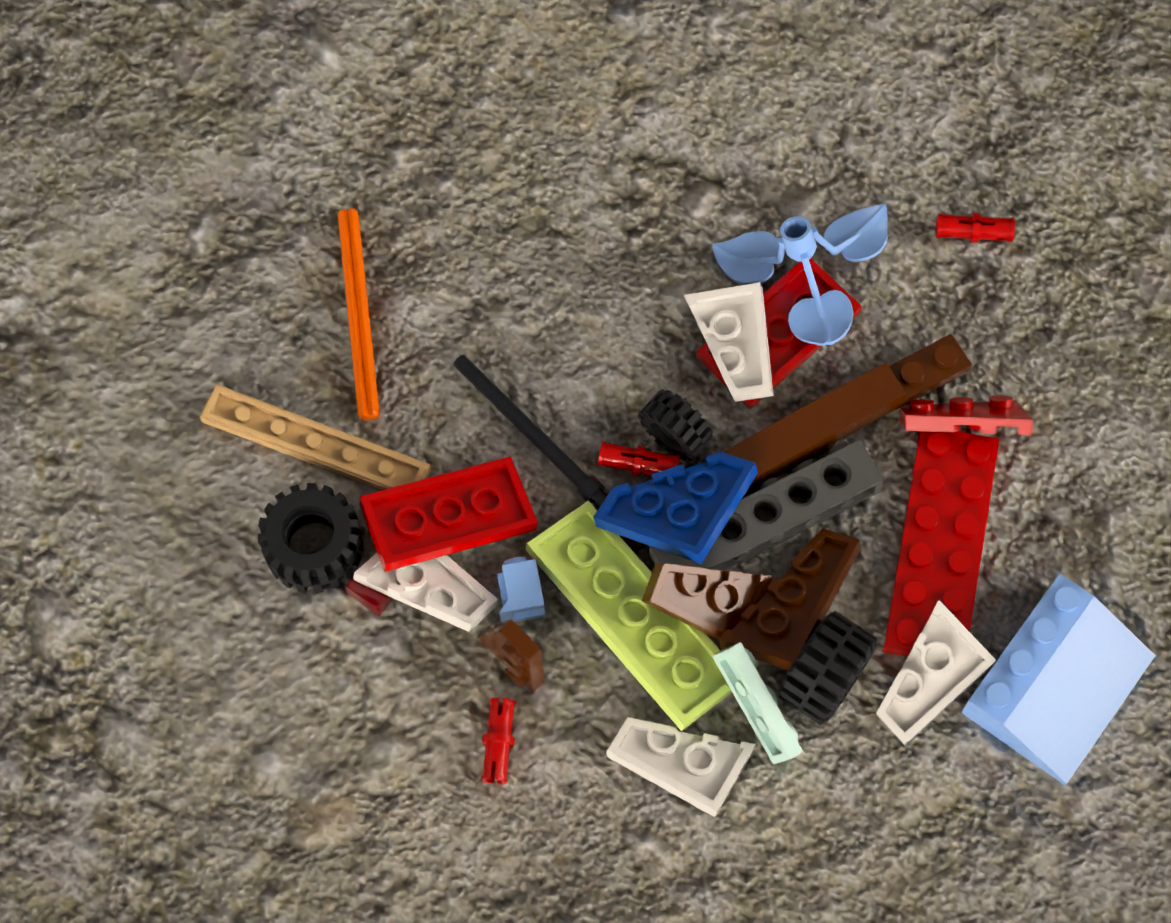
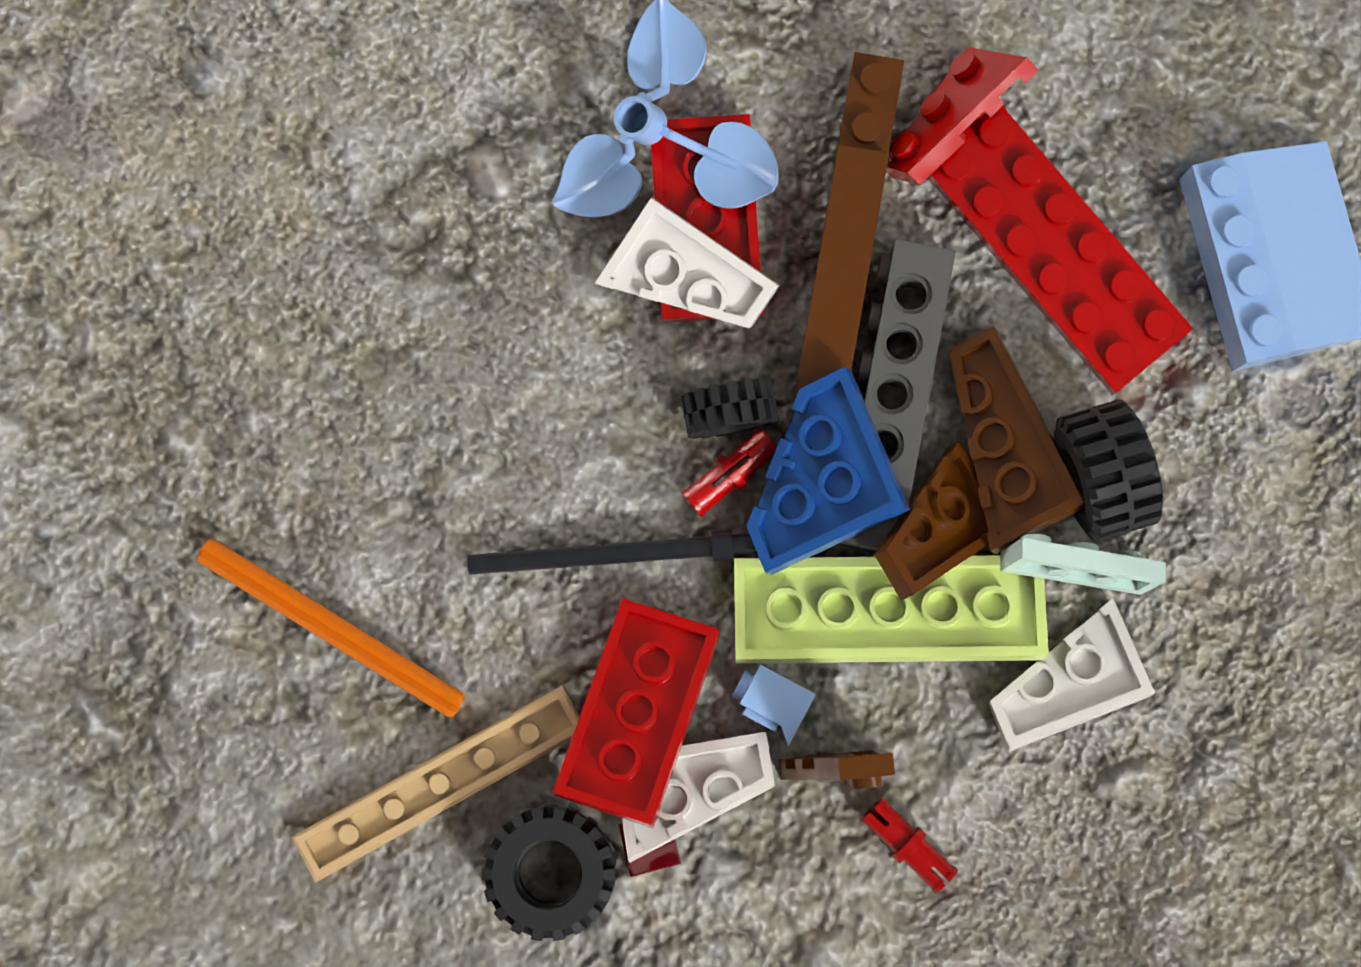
camera: 45 degrees left, 15 degrees up
(935, 673) = (1187, 371): white wing -> none

